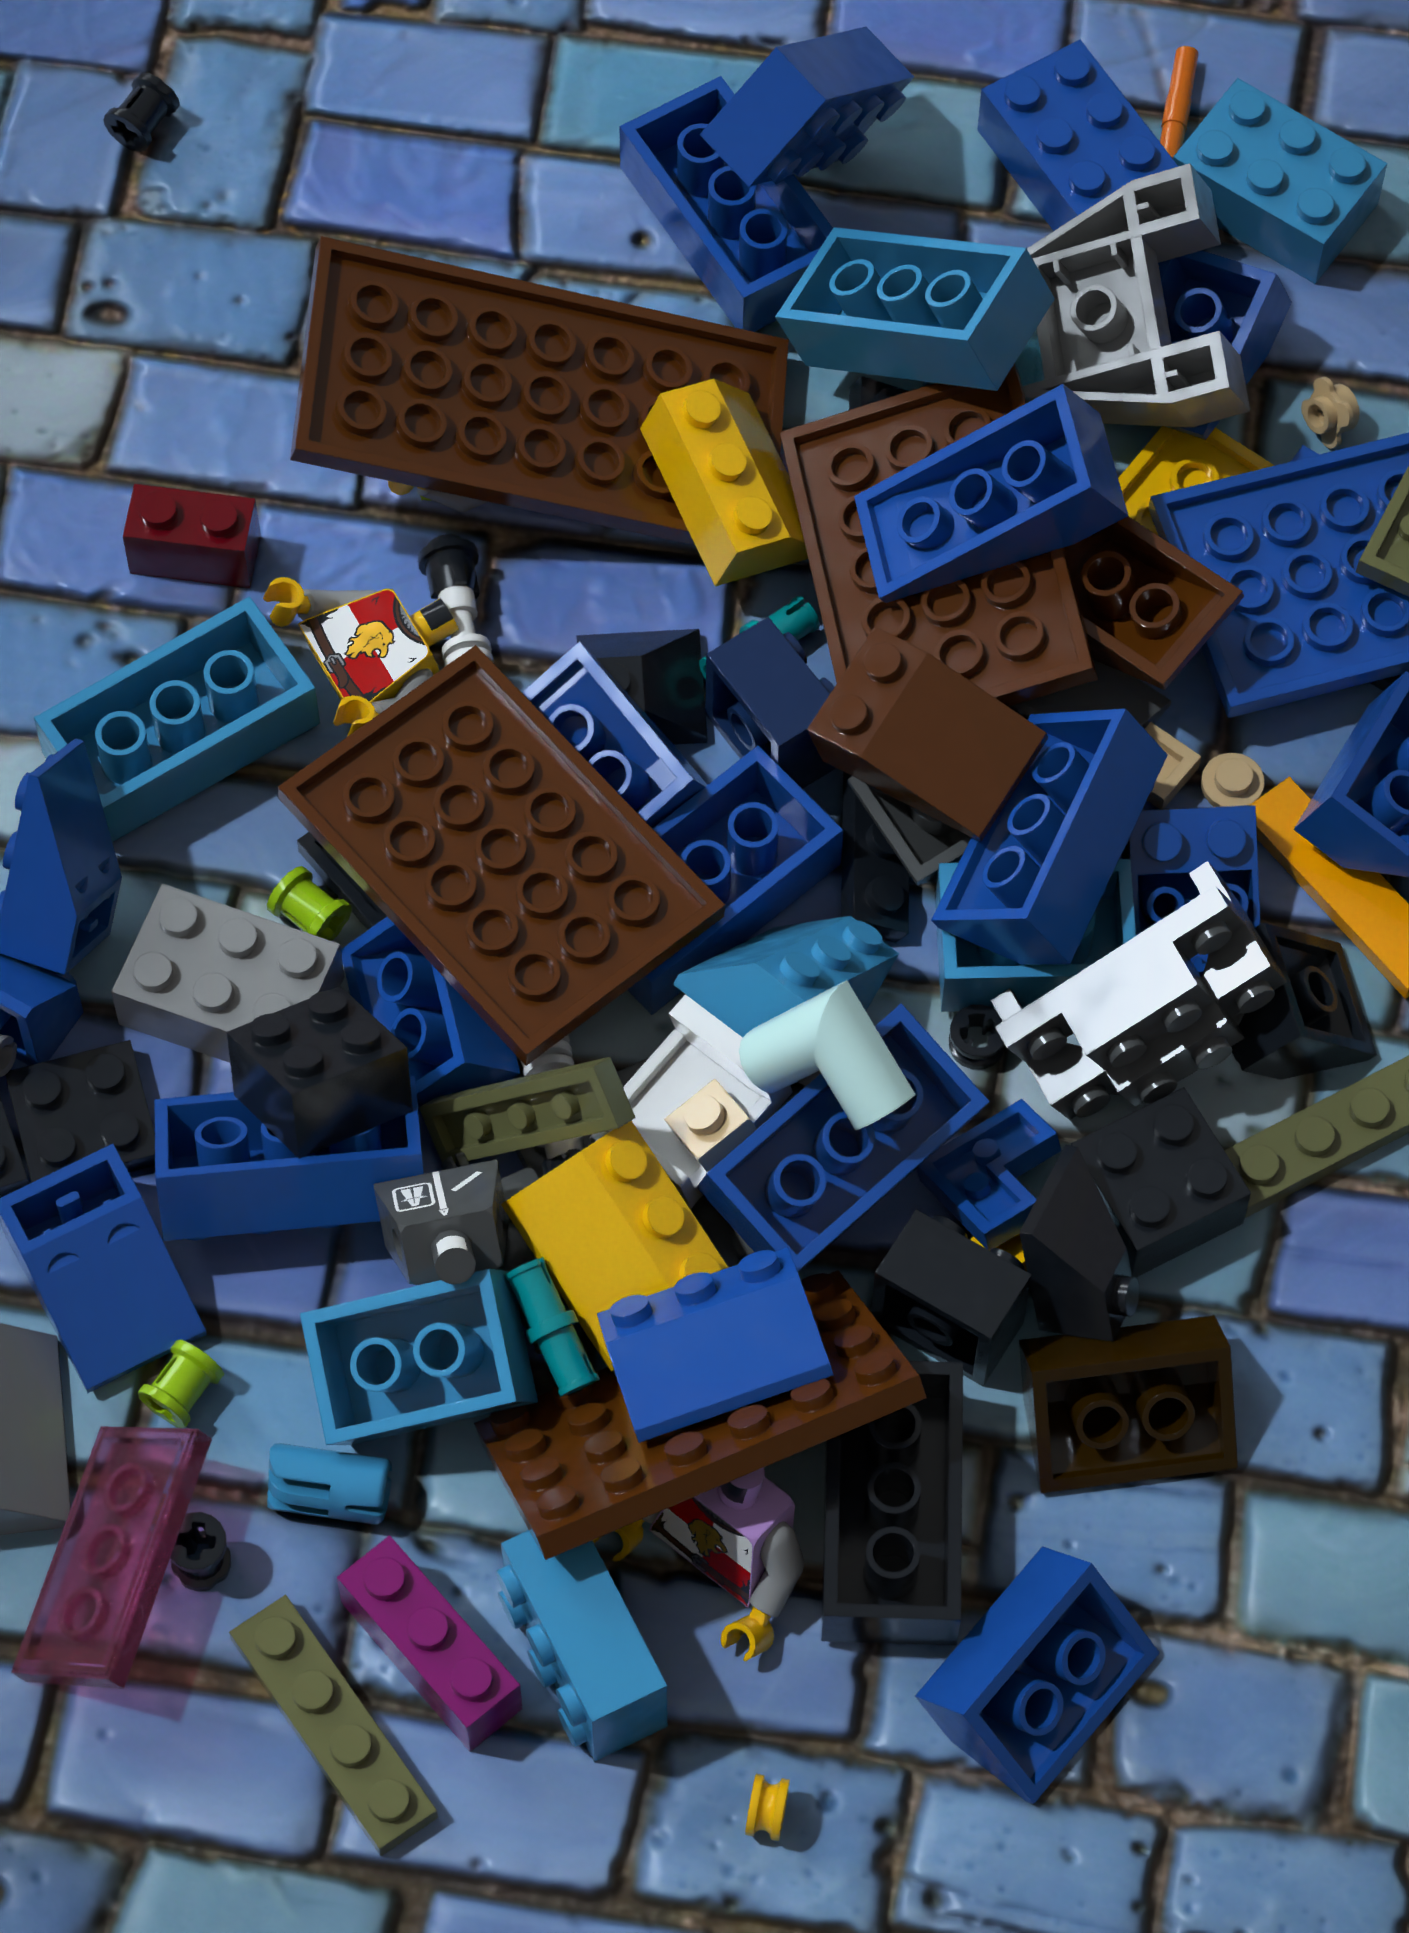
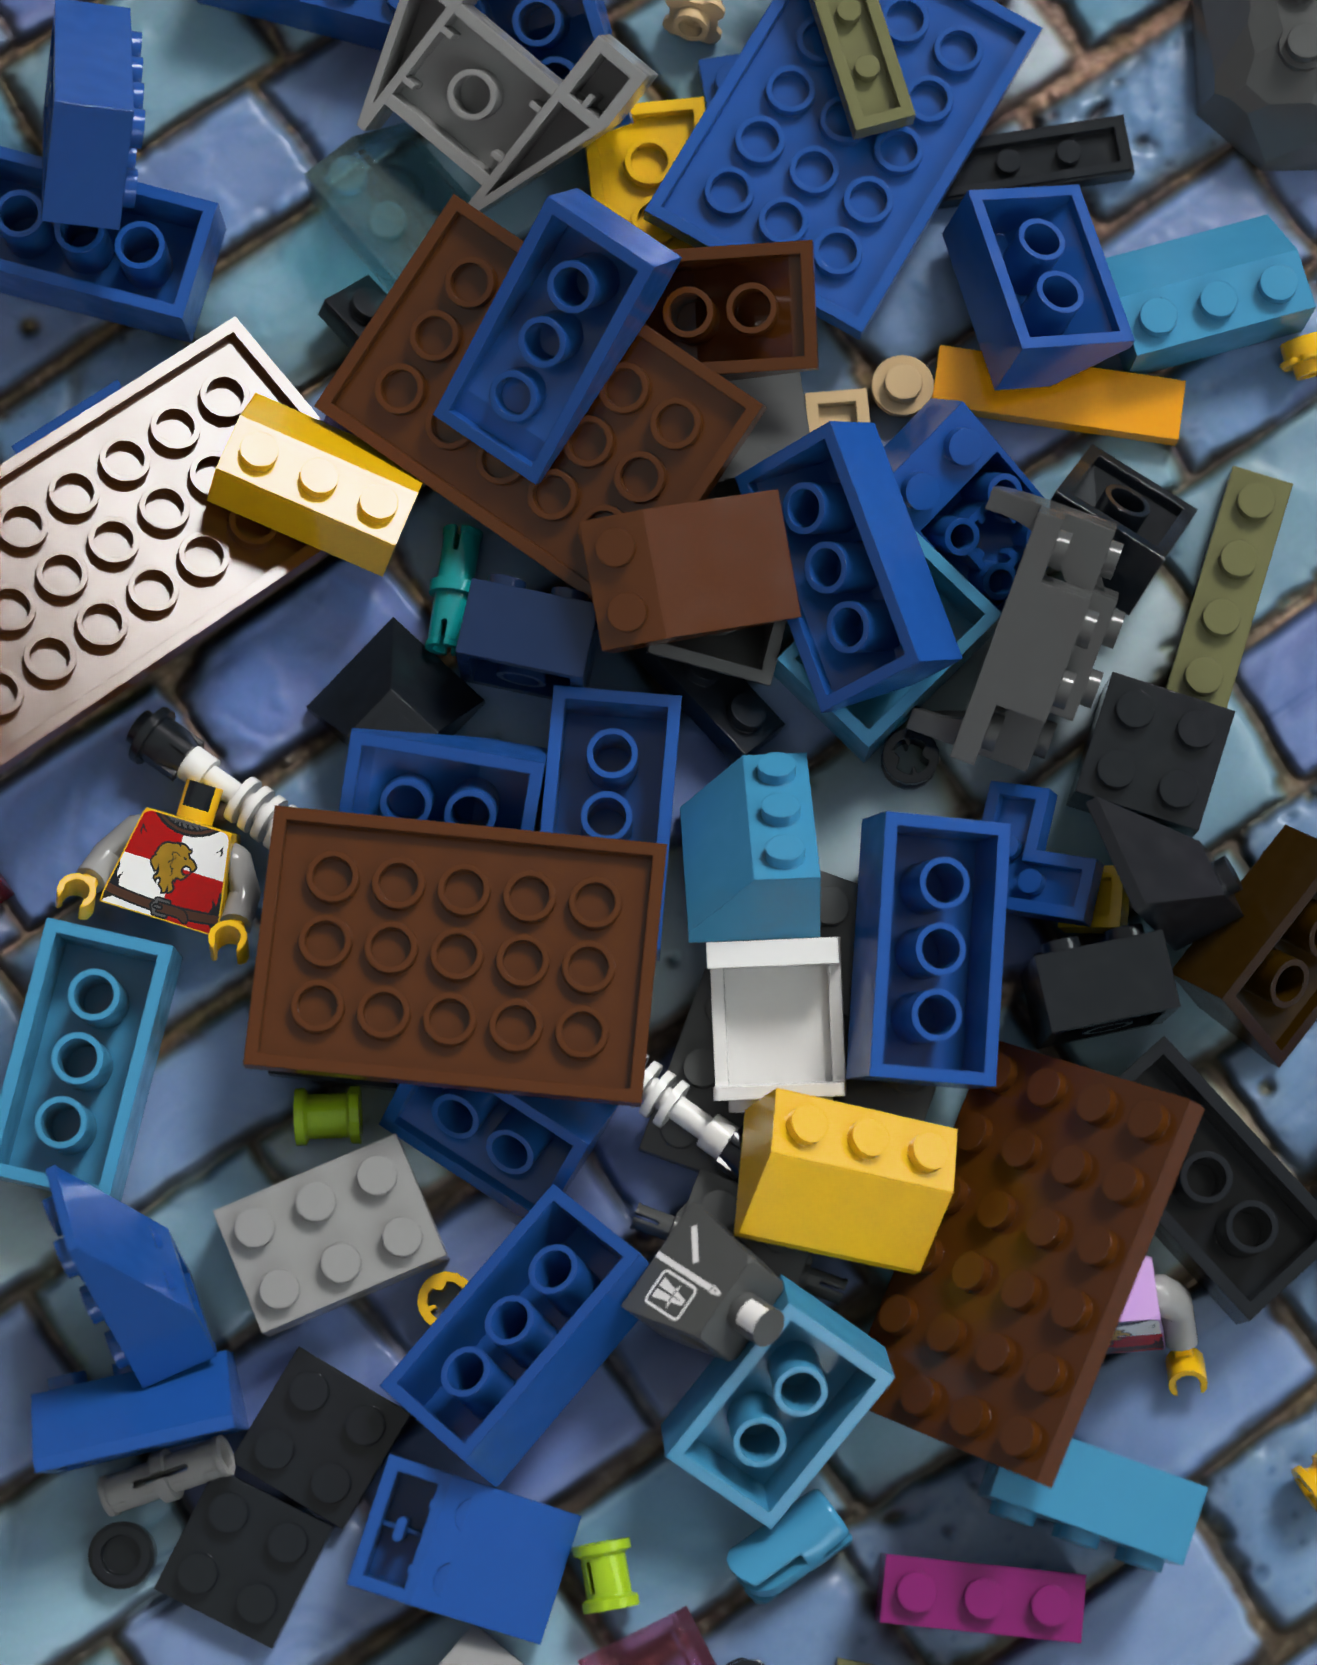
camera: 45 degrees left, 15 degrees up
(320, 1071) = (496, 1257): black brick -> none
(528, 1111) = (679, 1142): olive plate -> none
(552, 1327) = (855, 1290): teal pin -> none
(710, 1124) = (813, 1022): tan plate -> none
(713, 1343) = (1005, 1205): blue slope -> none
(838, 1040) = (878, 892): light aqua brick -> none
(916, 308) = (339, 216): dark azure brick -> none

